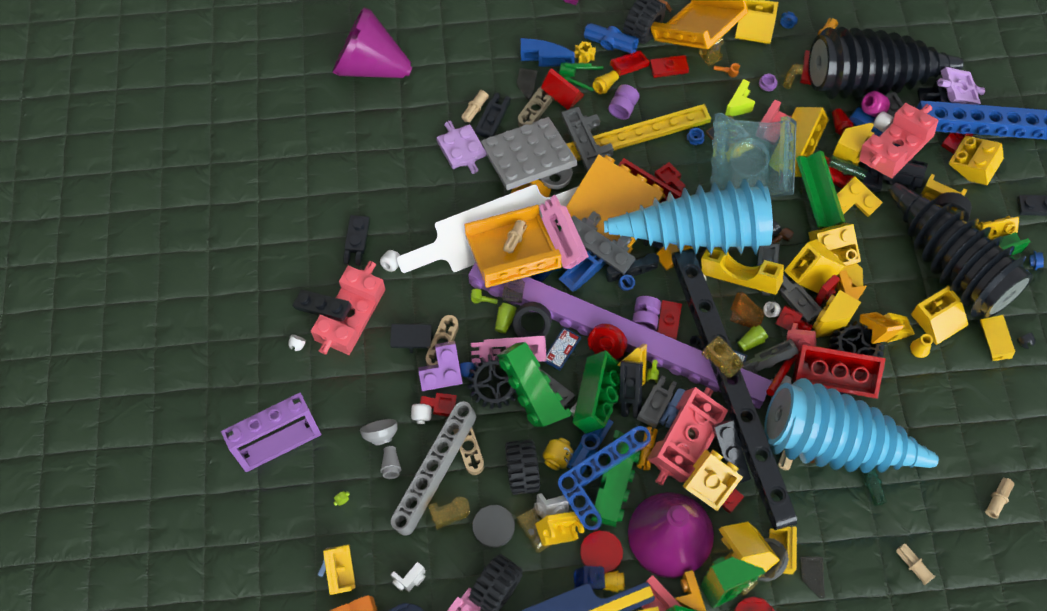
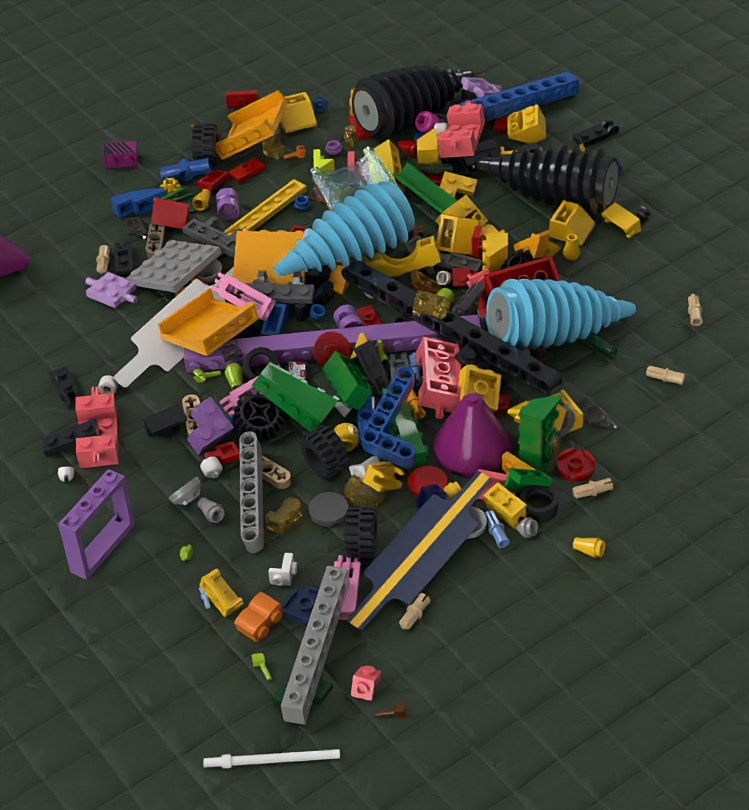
camera: 30 degrees left, 20 degrees down
(515, 236) = (205, 315): tan axle -> none

